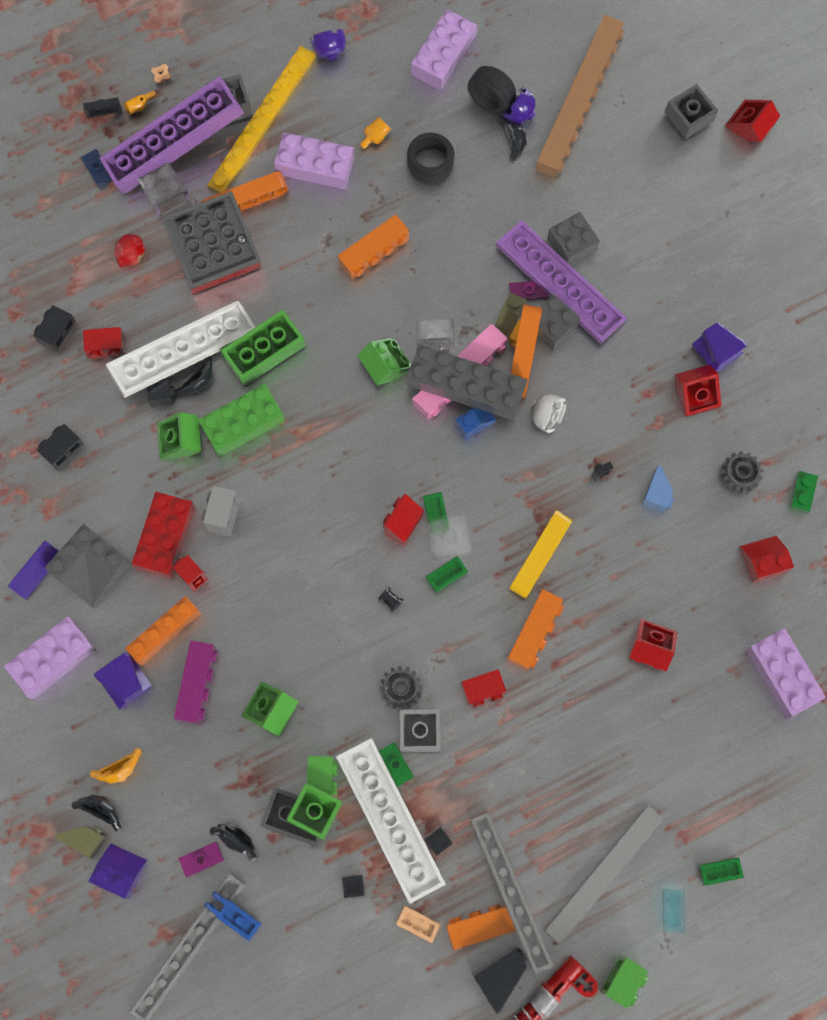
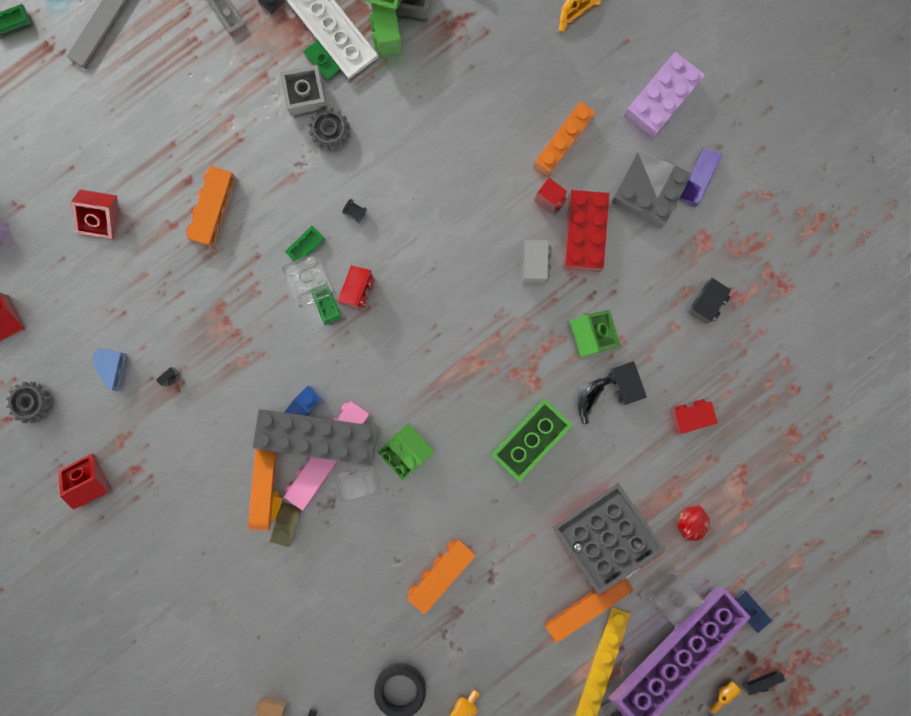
camera: 170 degrees right, 10 degrees up
(54, 328) = (748, 422): black brick -> none
(123, 680) = (590, 85): dark purple piece -> none
(179, 349) = (613, 422): white plate -> none
(195, 682) = (523, 98): magenta brick -> none
(241, 420) = (536, 360): bright green brick -> none
(270, 708) = (448, 87): bright green slope -> none
(314, 160) = (523, 663): lavender brick -> none
(483, 688) = (251, 143): red brick -> none
(527, 290) = (272, 559): magenta plate -> none
(541, 554) = (216, 282): yellow beam -> none
(547, 411) = (231, 427): white cylinder -> none
(556, 322) = (234, 527): dark grey brick -> none
(558, 277) = (239, 574): medium lavender plate -> none
(573, 238) = (233, 624): dark grey brick -> none
(719, 346) = (65, 530): dark purple piece -> none

